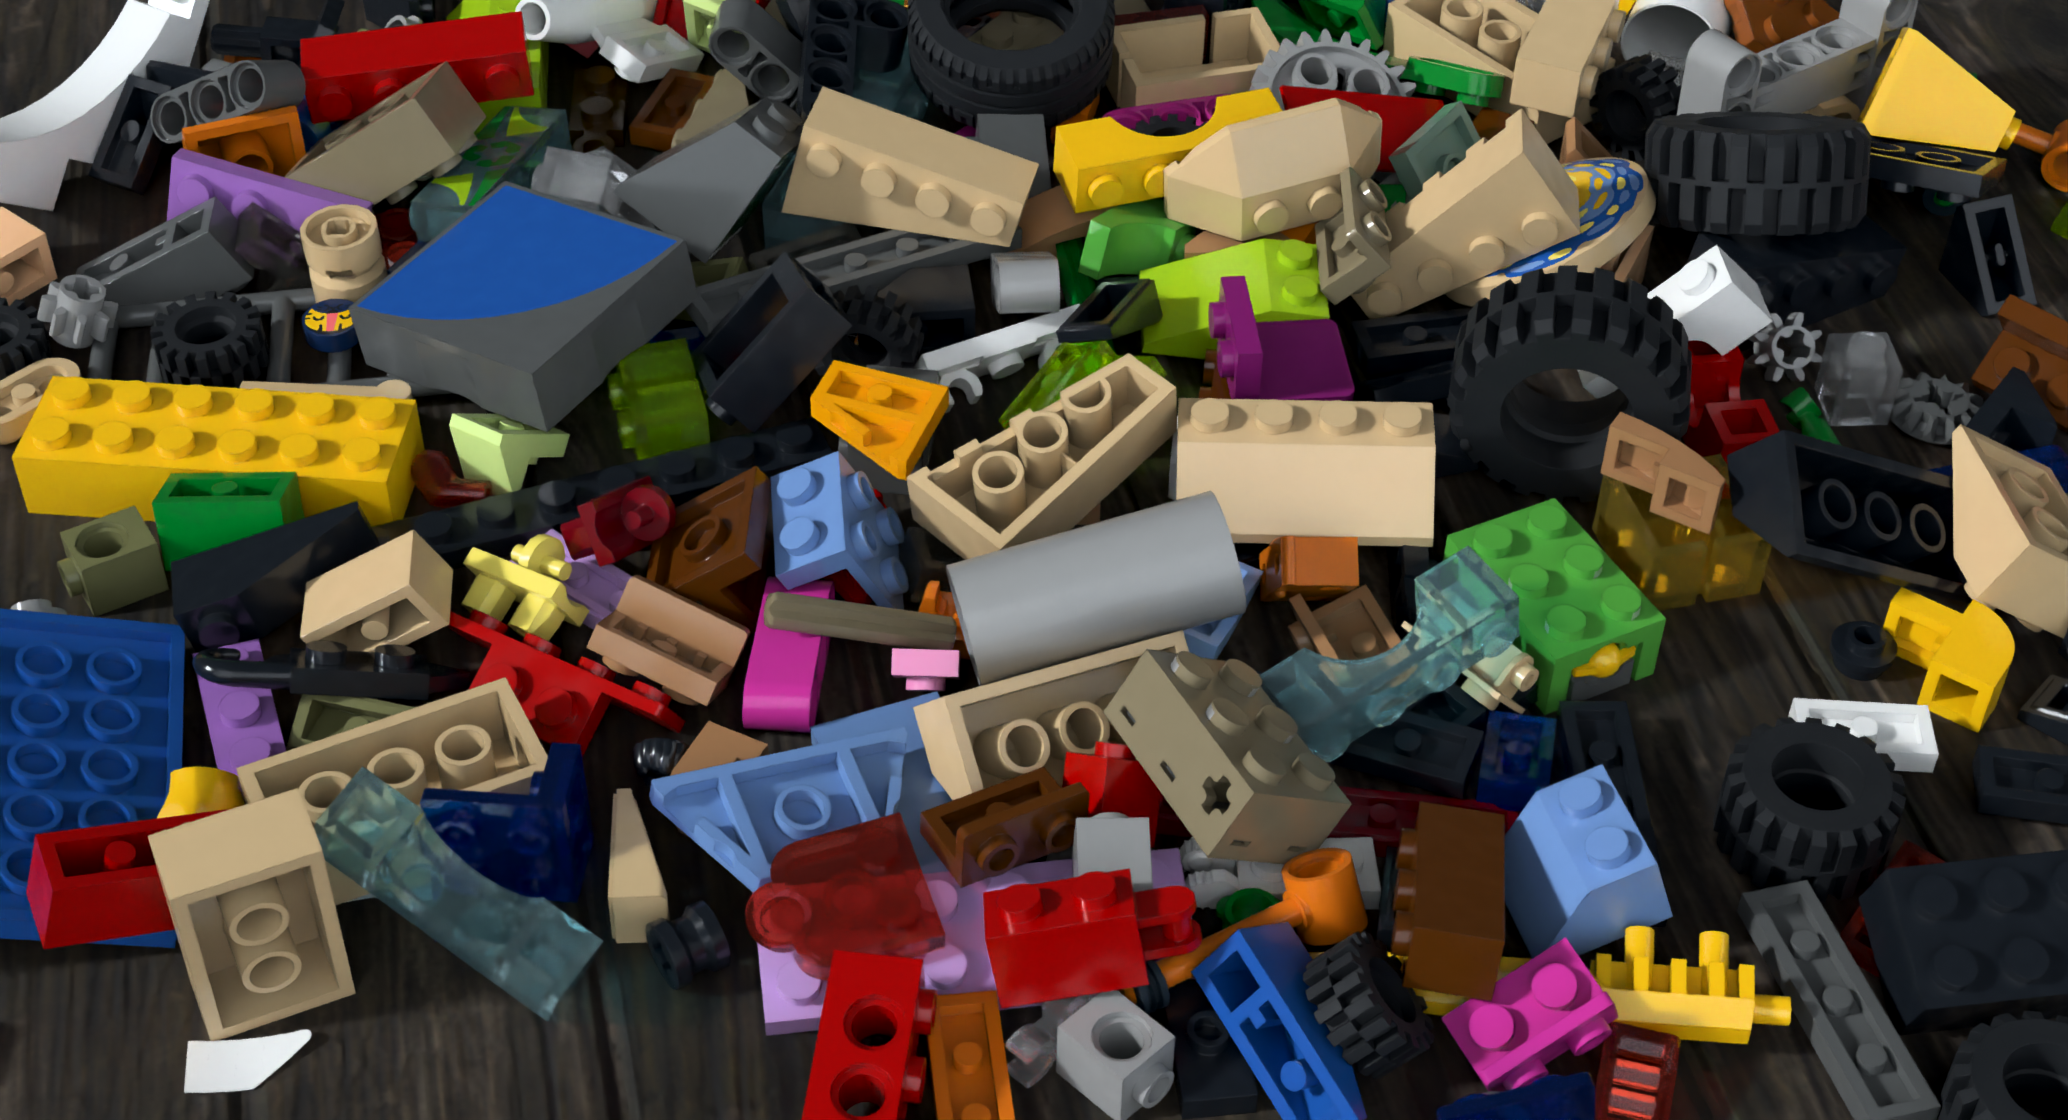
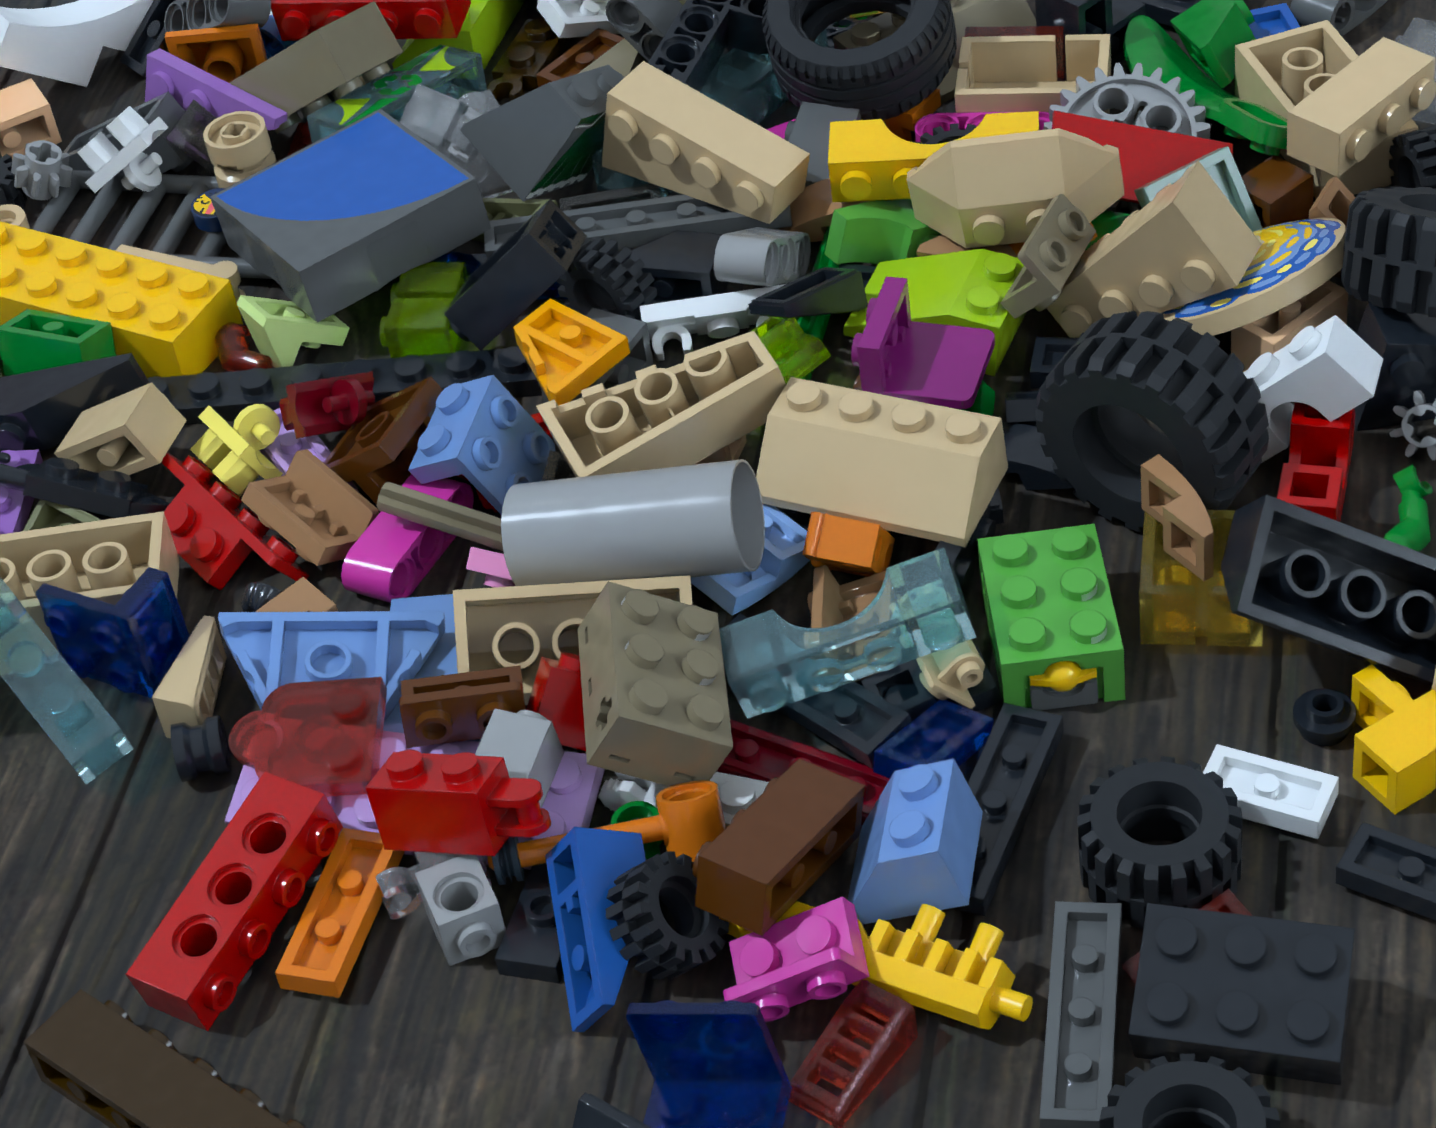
camera: 30 degrees right, 0 degrees up
(205, 259) = (135, 136): none -> white hips
(210, 341) = (119, 209): black tyre -> none

